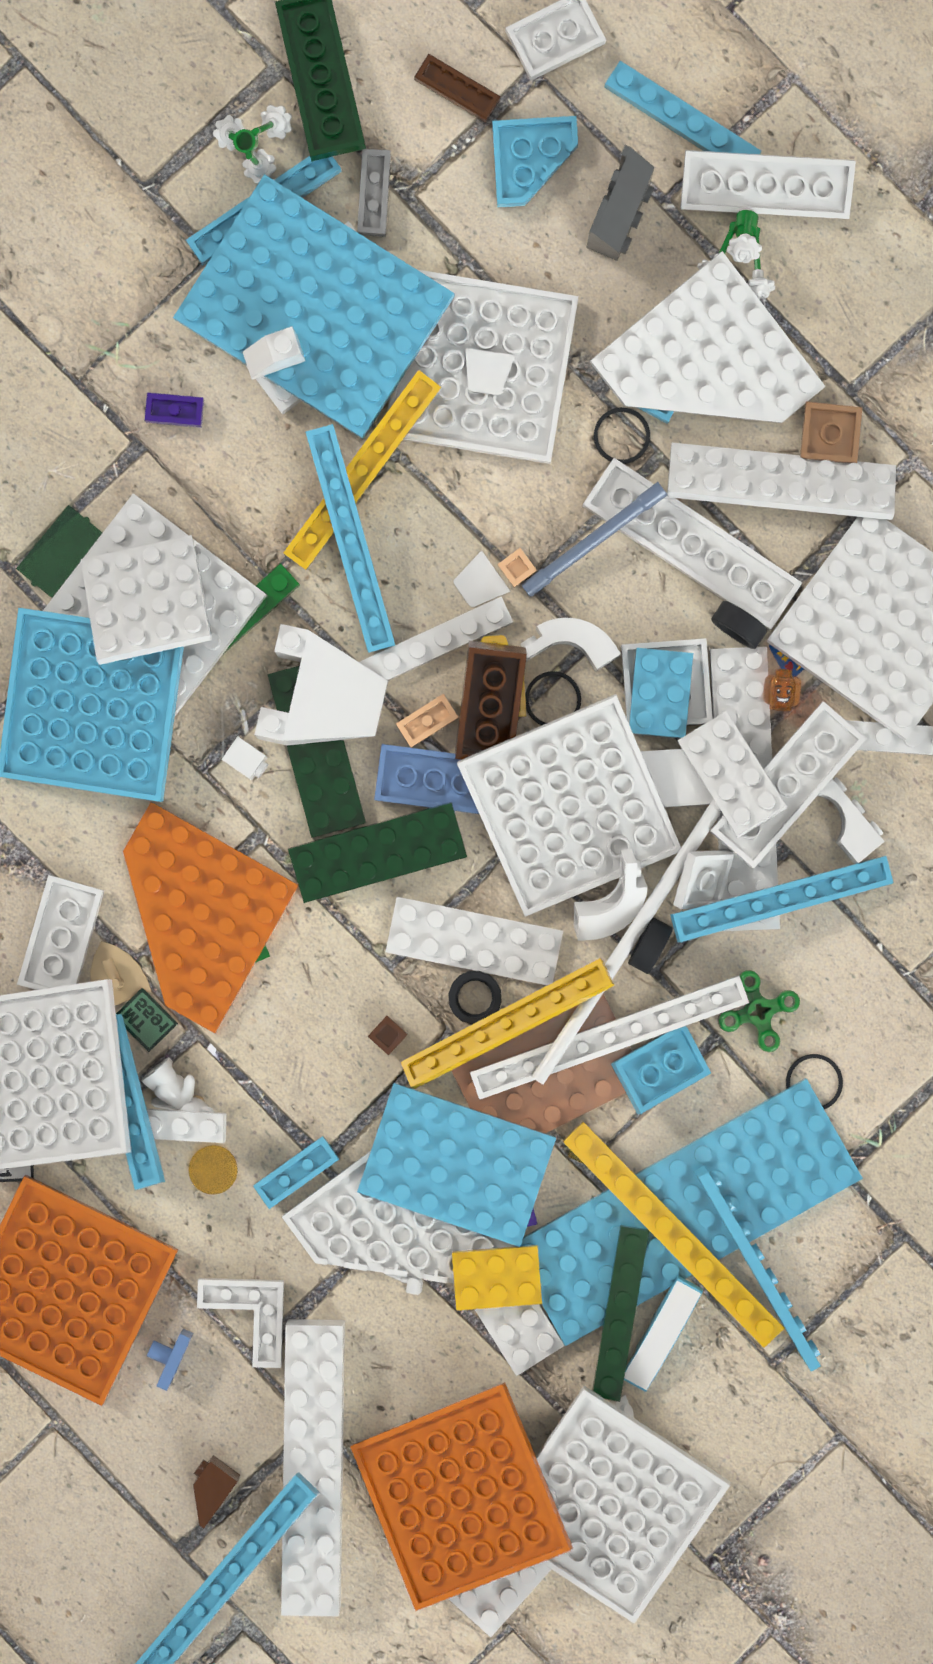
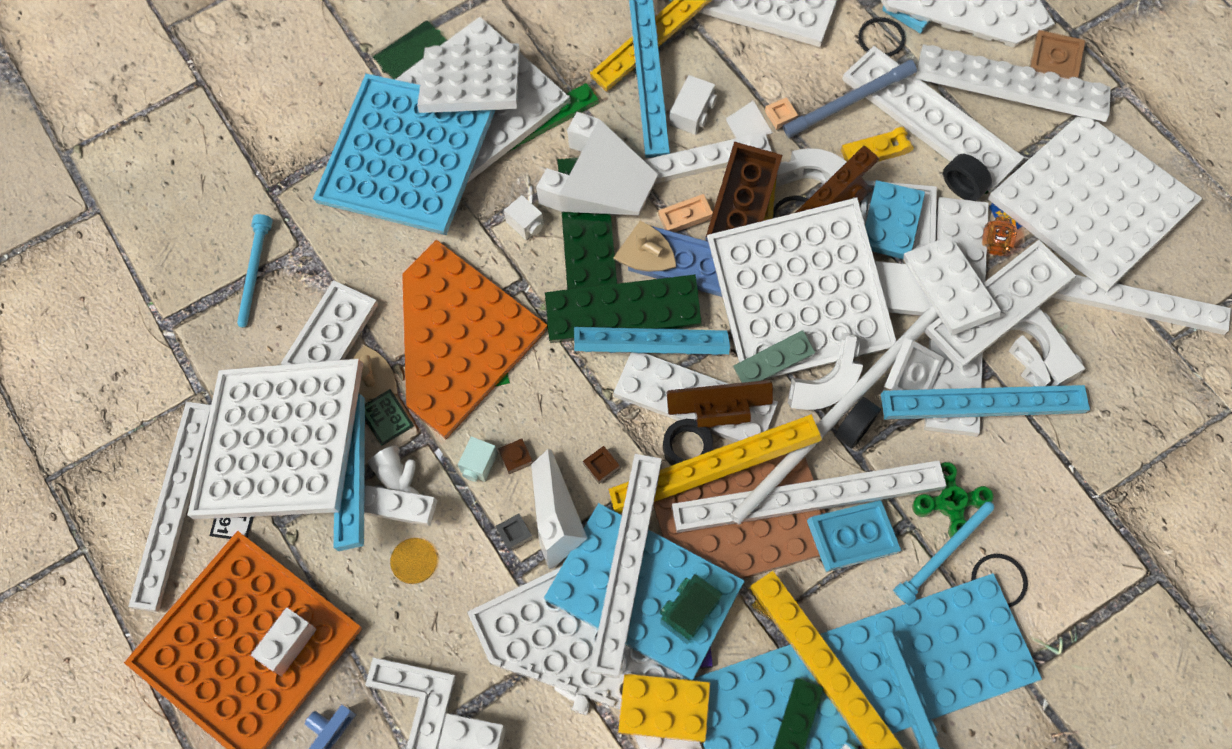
camera: 10 degrees right, 20 degrees down
(106, 1285) = (283, 642): none -> white brick
(256, 1054) = (477, 459): none -> light aqua brick
(294, 1040) = (515, 456): none -> reddish brown plate
(296, 1172) = (490, 574): medium azure plate -> none
(311, 1124) = (514, 532): none -> dark grey plate
(350, 1100) = (556, 515): none -> white wedge
(391, 777) = (646, 250): none -> tan shield
(412, 575) = (692, 105): none -> white brick
(416, 887) = (651, 340): none -> medium azure plate
(435, 1147) = (626, 567): none -> white plate
(504, 953) = (720, 403): none -> reddish brown bracket
(507, 1182) = (690, 608): none -> clear green brick
(552, 889) = (774, 358): none -> sand green plate
(597, 670) = (846, 182): none -> reddish brown bracket
(632, 594) = (881, 145): none -> yellow plate
(722, 1113) = (908, 590): none -> medium azure piece
(832, 846) = (1036, 371): none -> white slope

